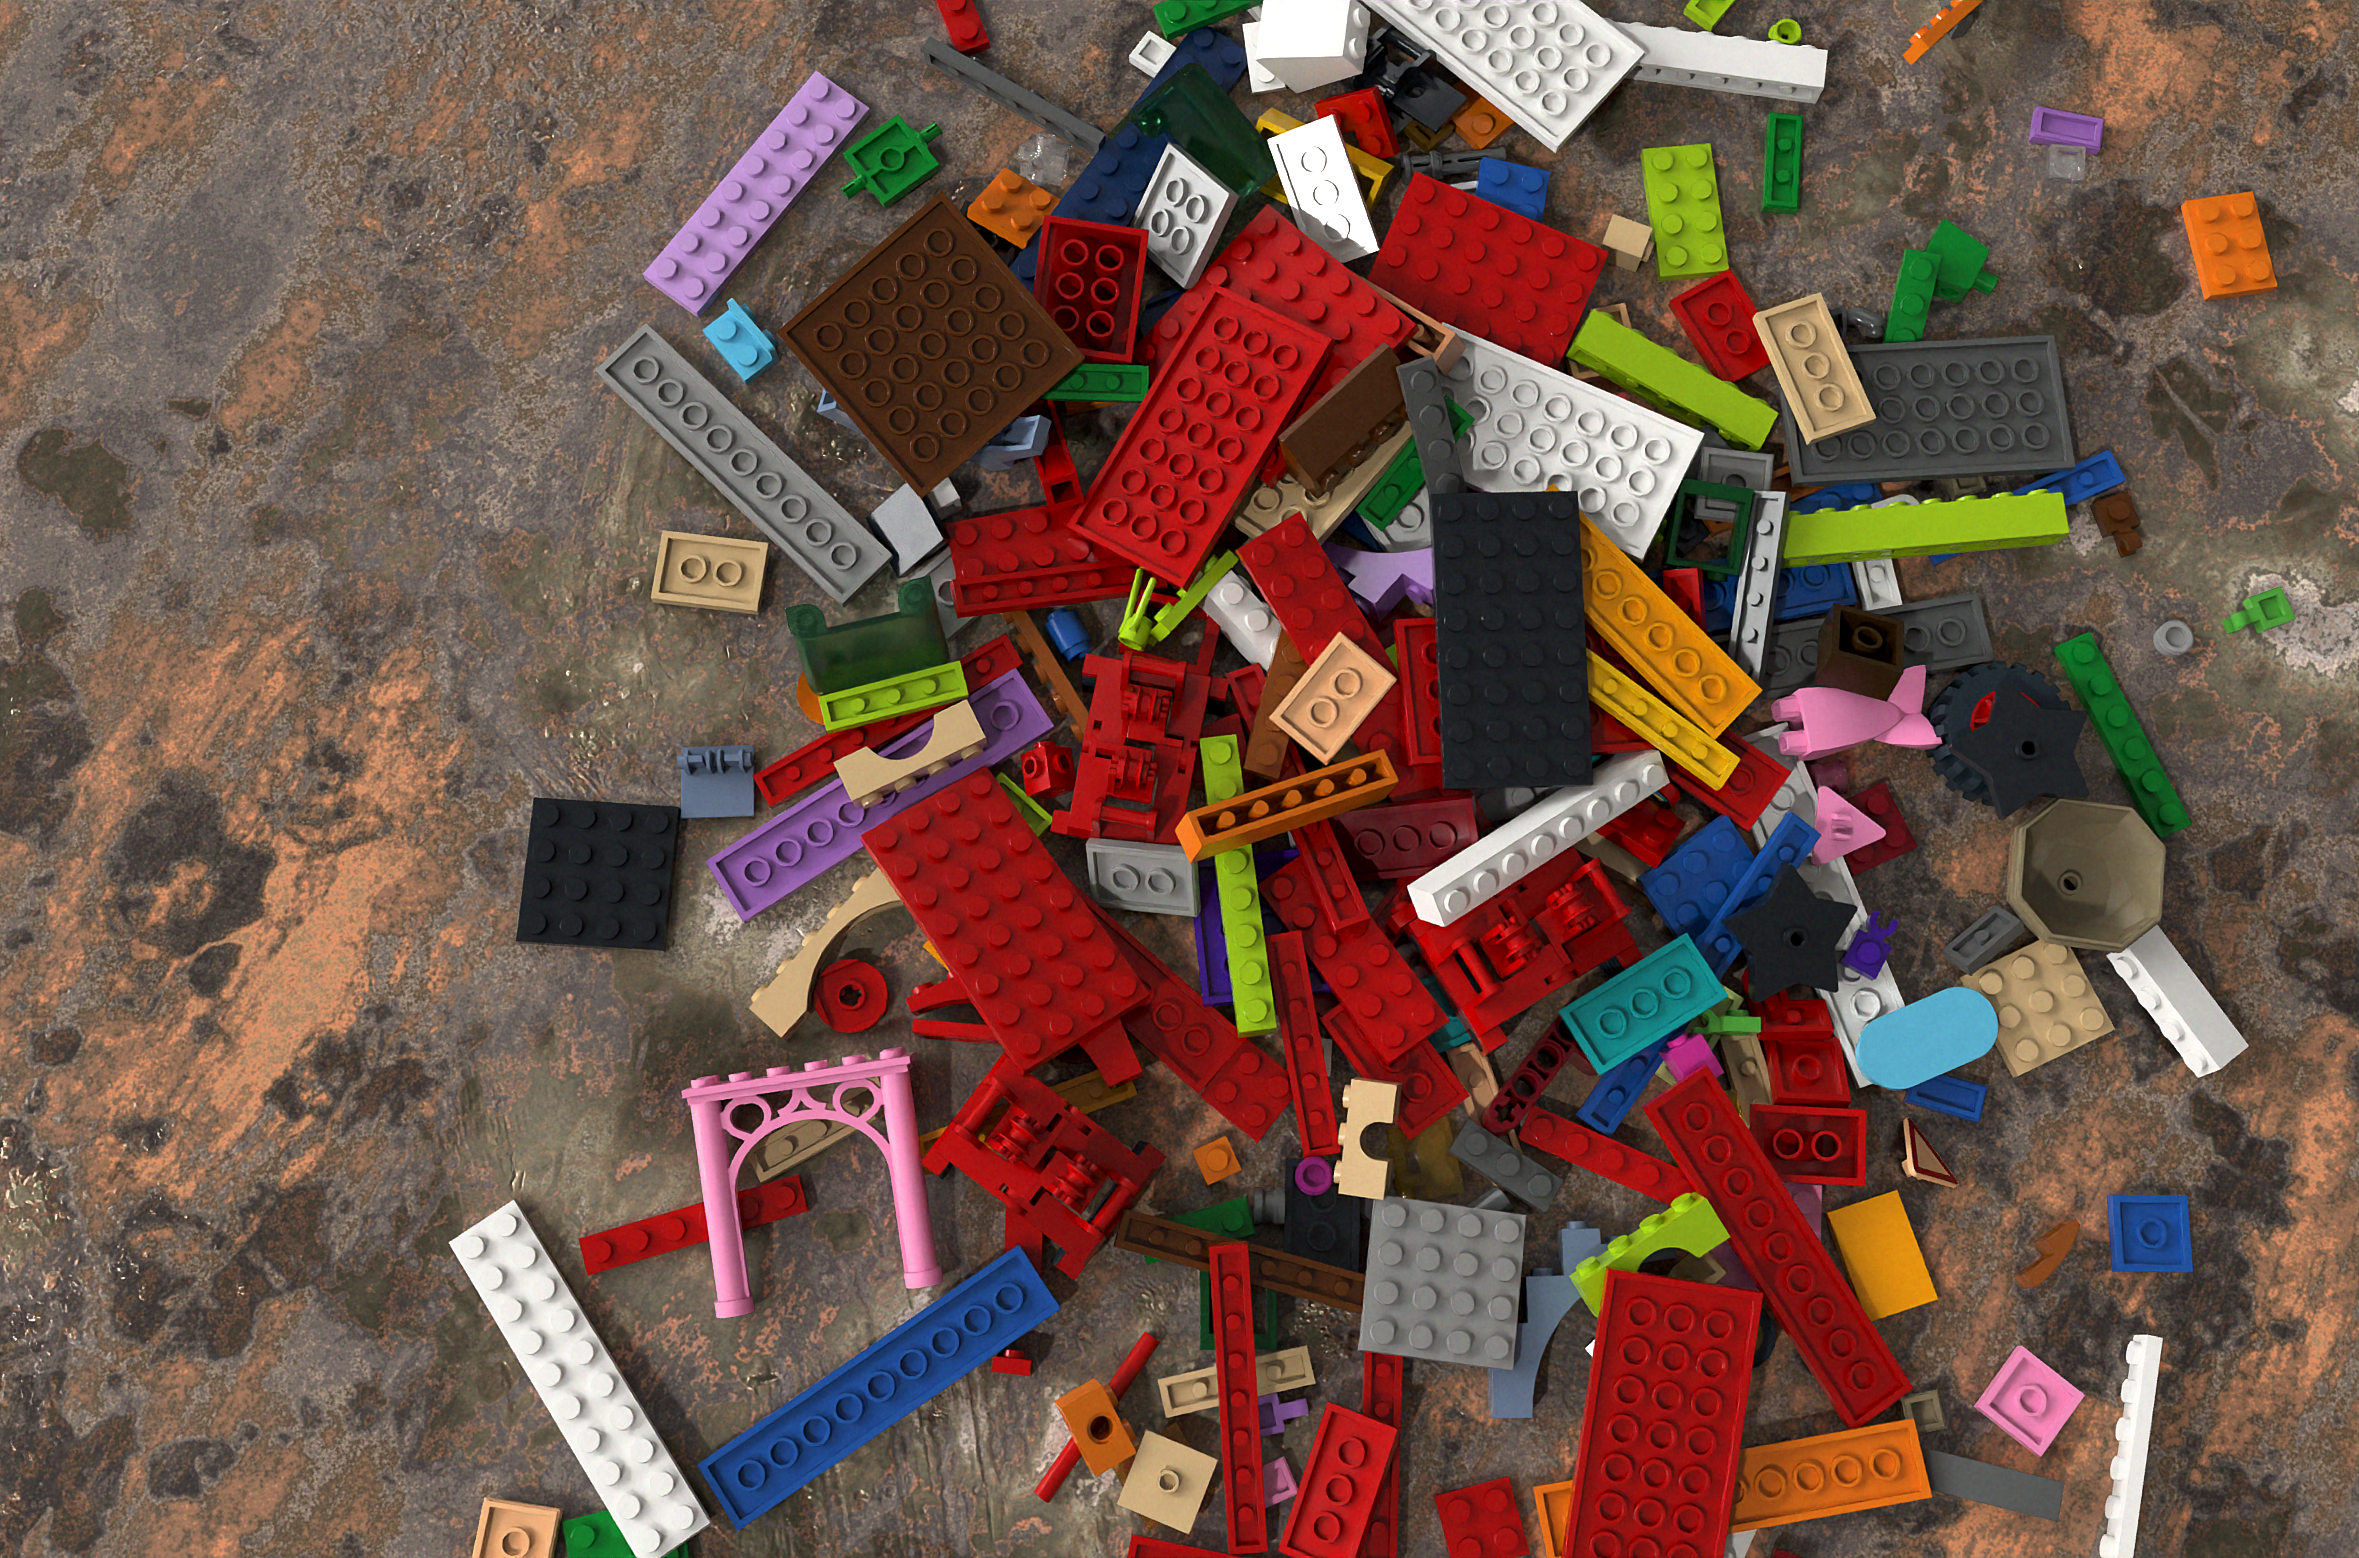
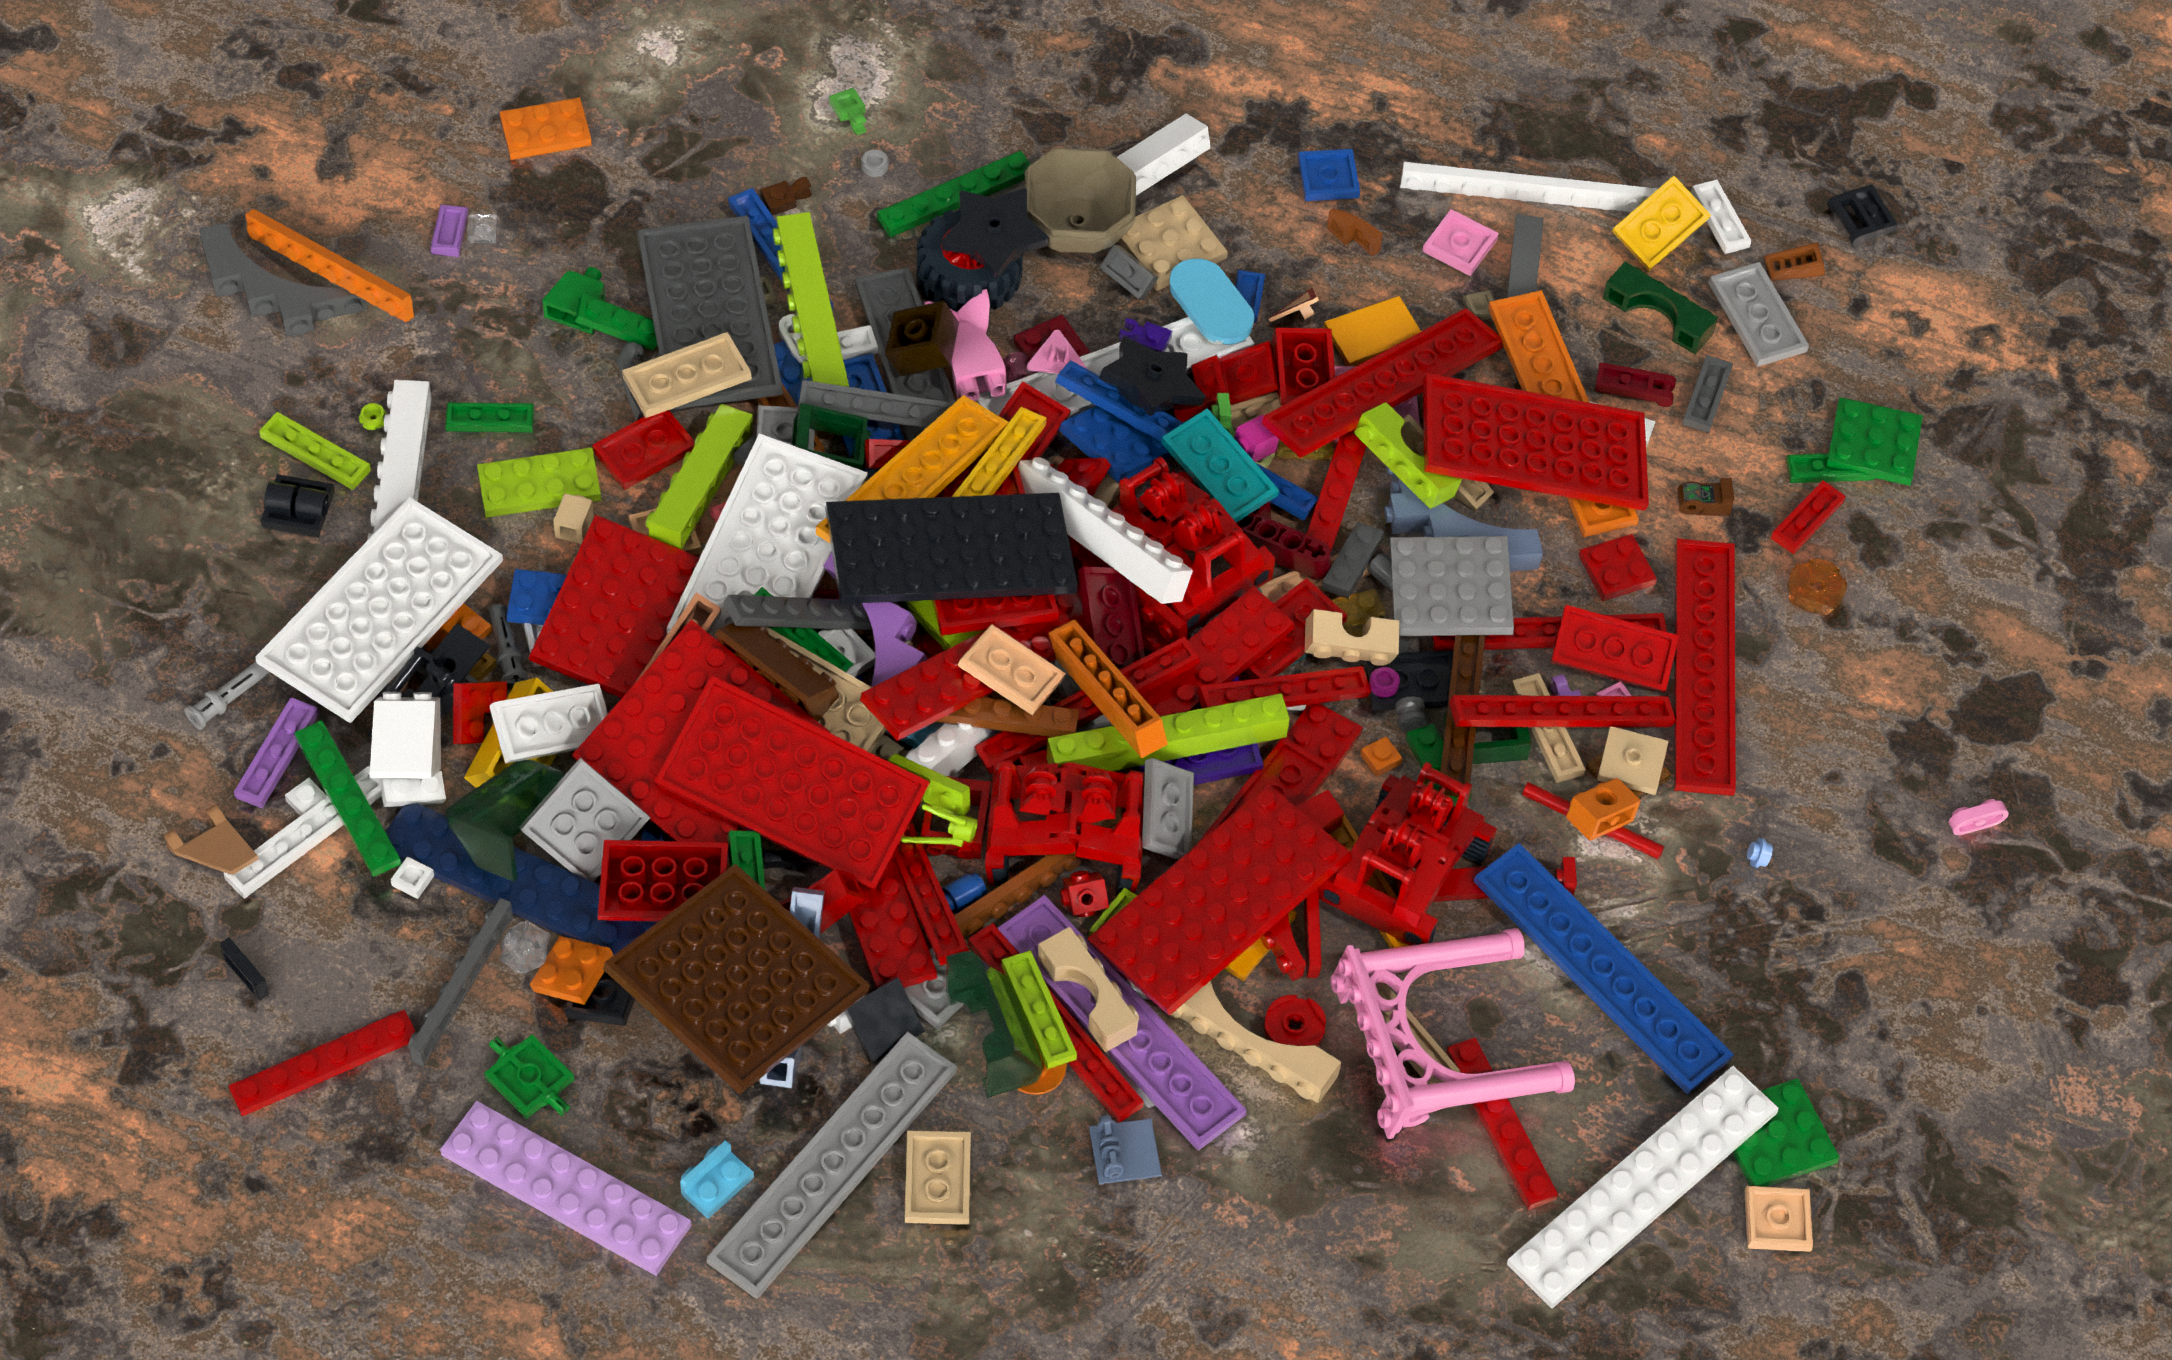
camera: 100 degrees left, 20 degrees down
(598, 875) = (1220, 1235): black plate -> none

